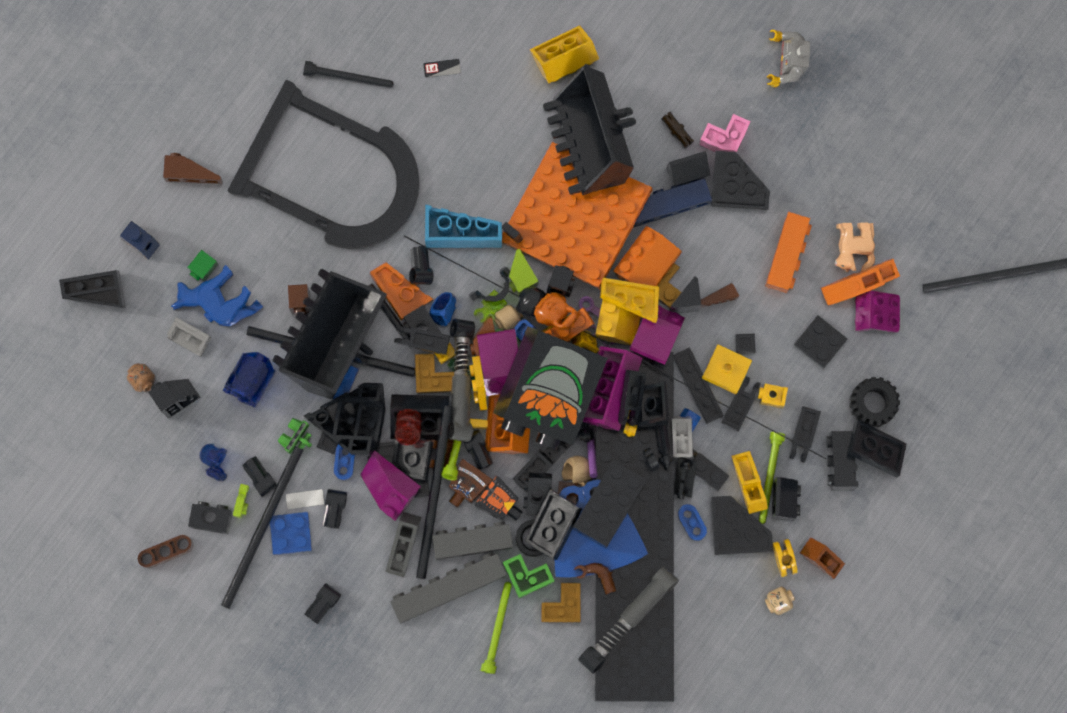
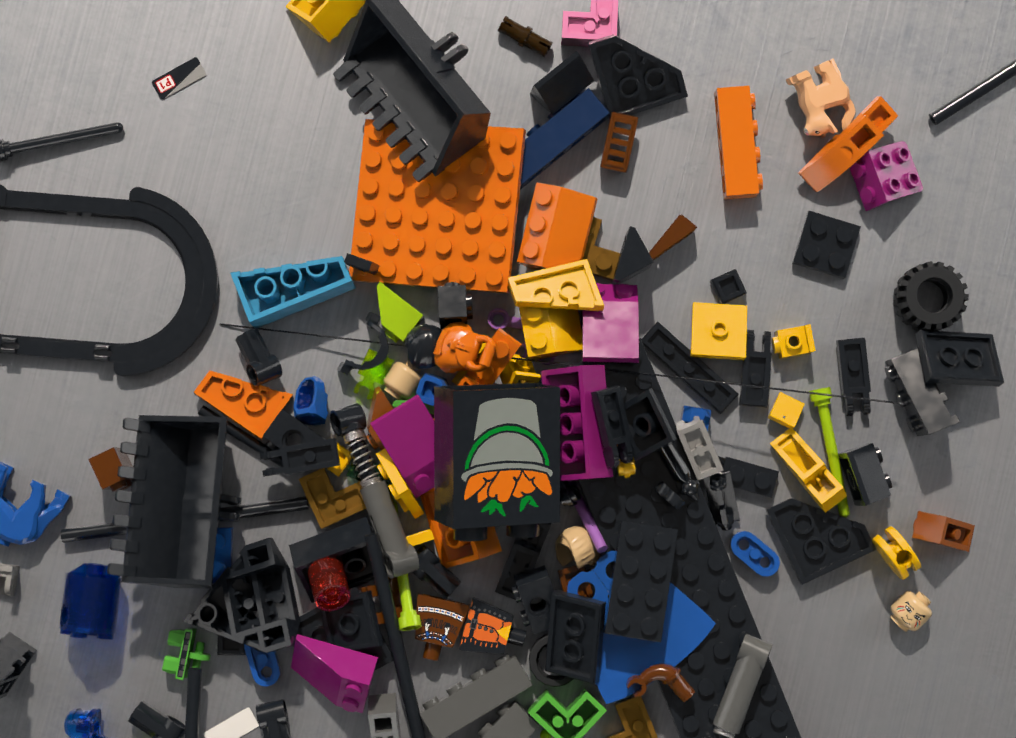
camera: 25 degrees left, 5 degrees up
(702, 235) = (615, 165): none -> reddish brown slope
(750, 438) = (786, 410): none -> yellow tile

